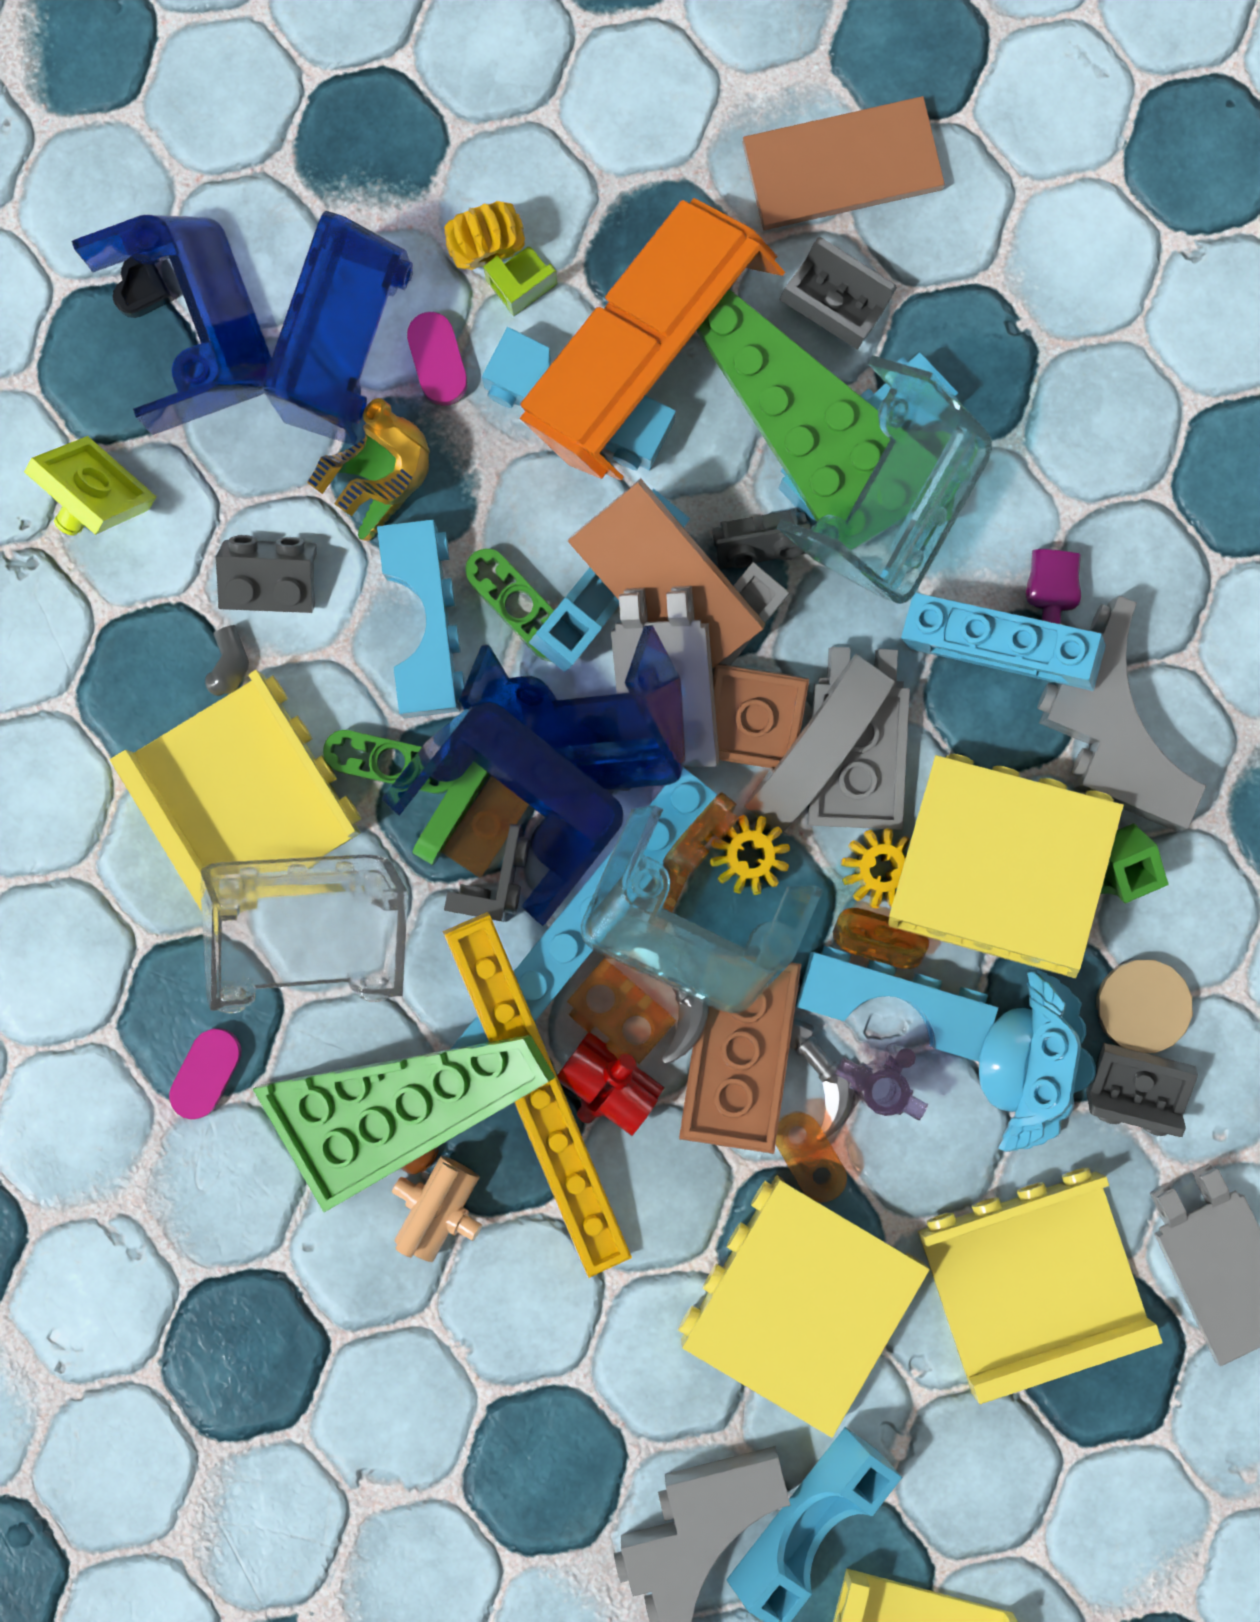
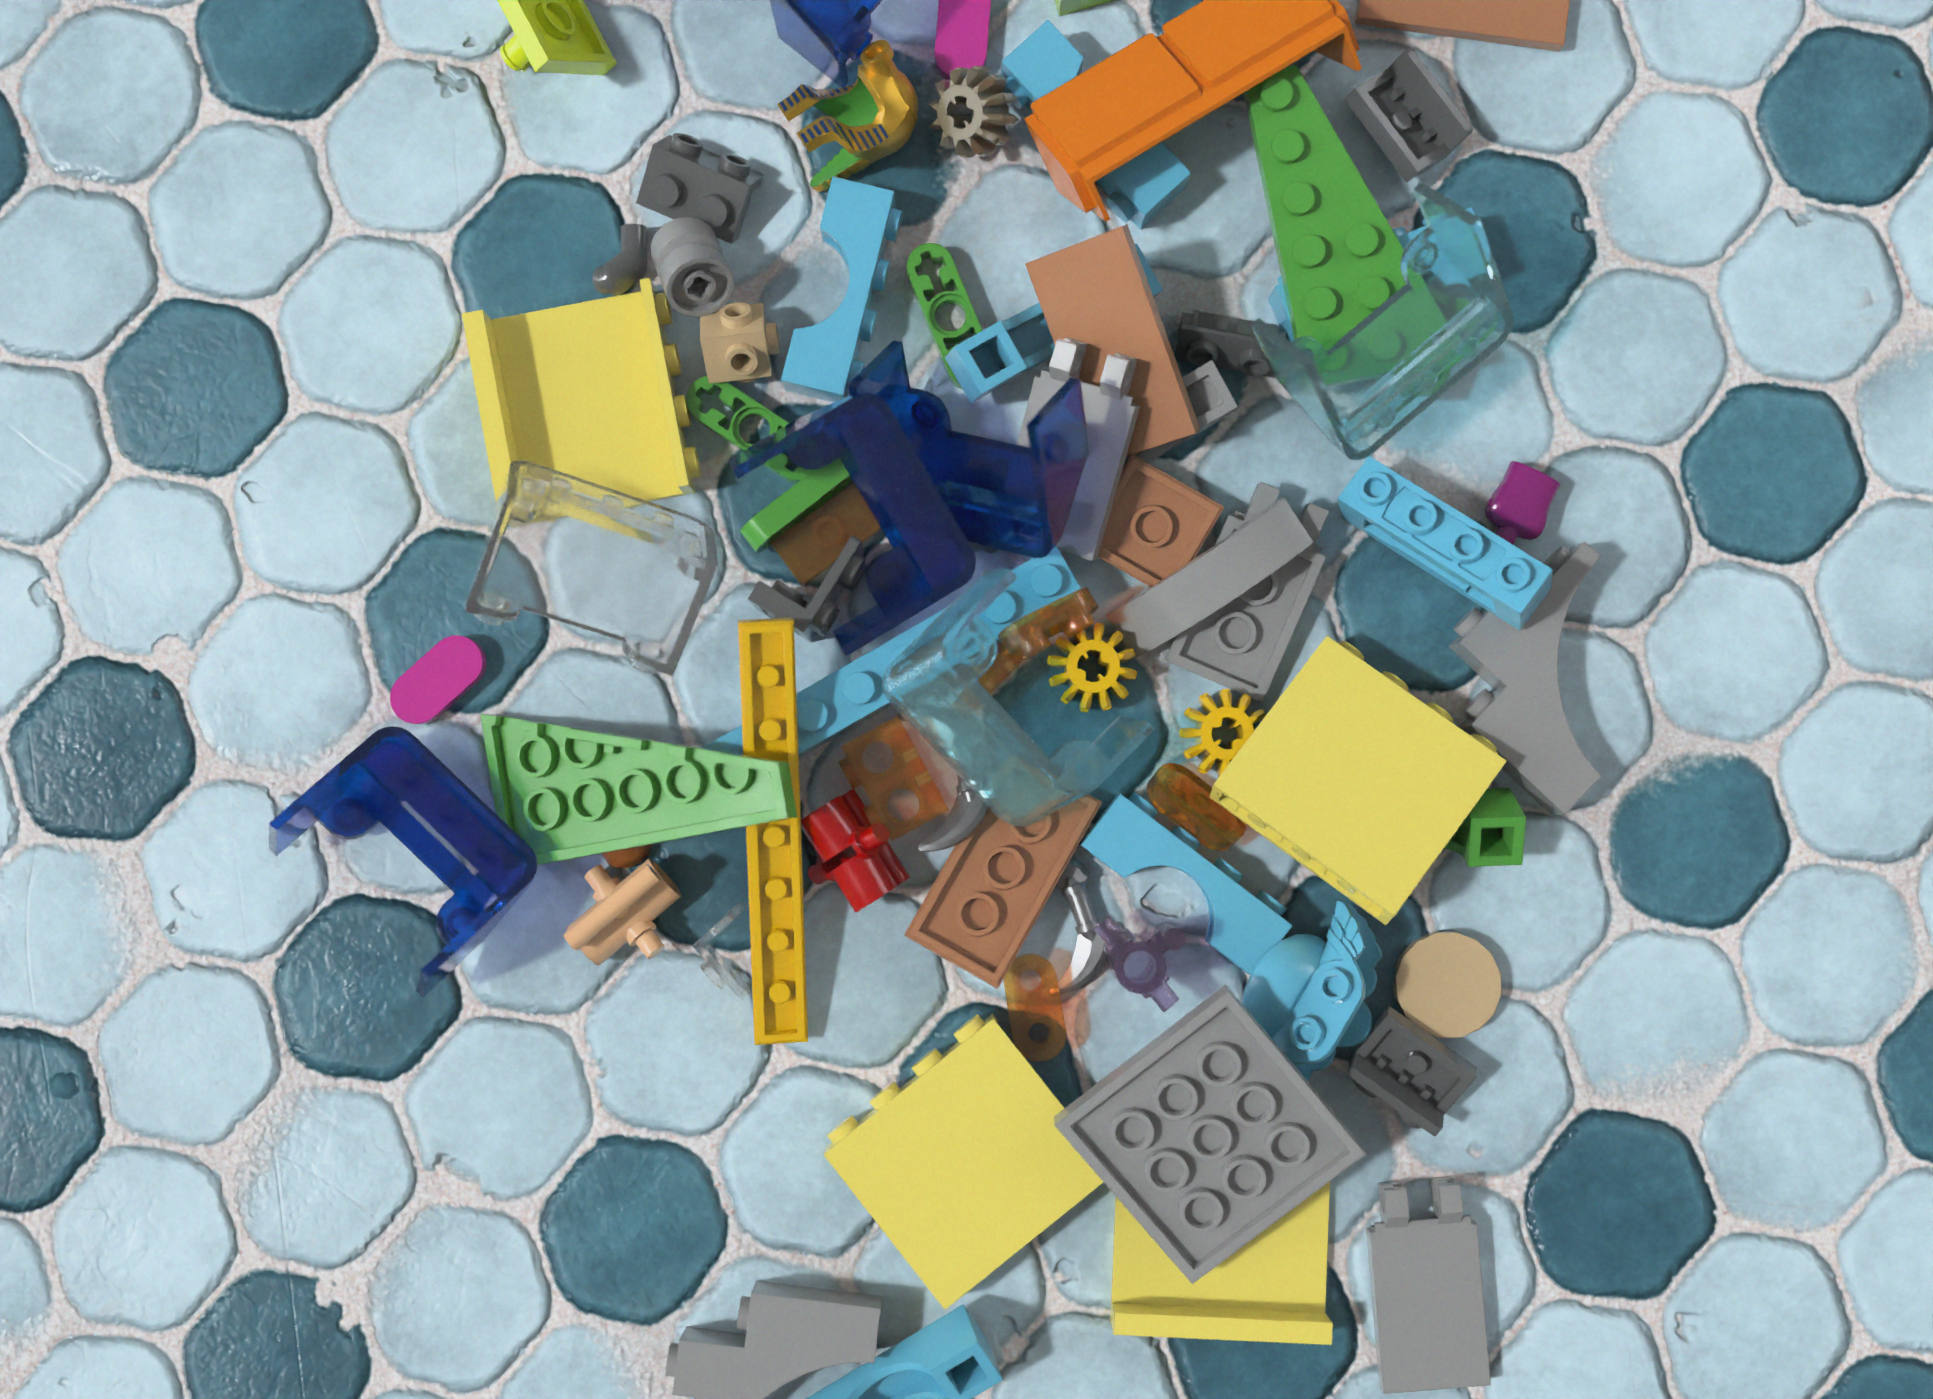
camera: 25 degrees right, 0 degrees up
(251, 1192) = (437, 818): none -> clear blue windscreen
(287, 647) = (692, 267): none -> light grey wheel
(350, 695) = (738, 343): none -> tan brick
(473, 427) = (971, 91): none -> dark tan gear
(530, 1224) = (715, 966): none -> clear bracket
(995, 1208) = (1208, 1134): none -> light grey plate

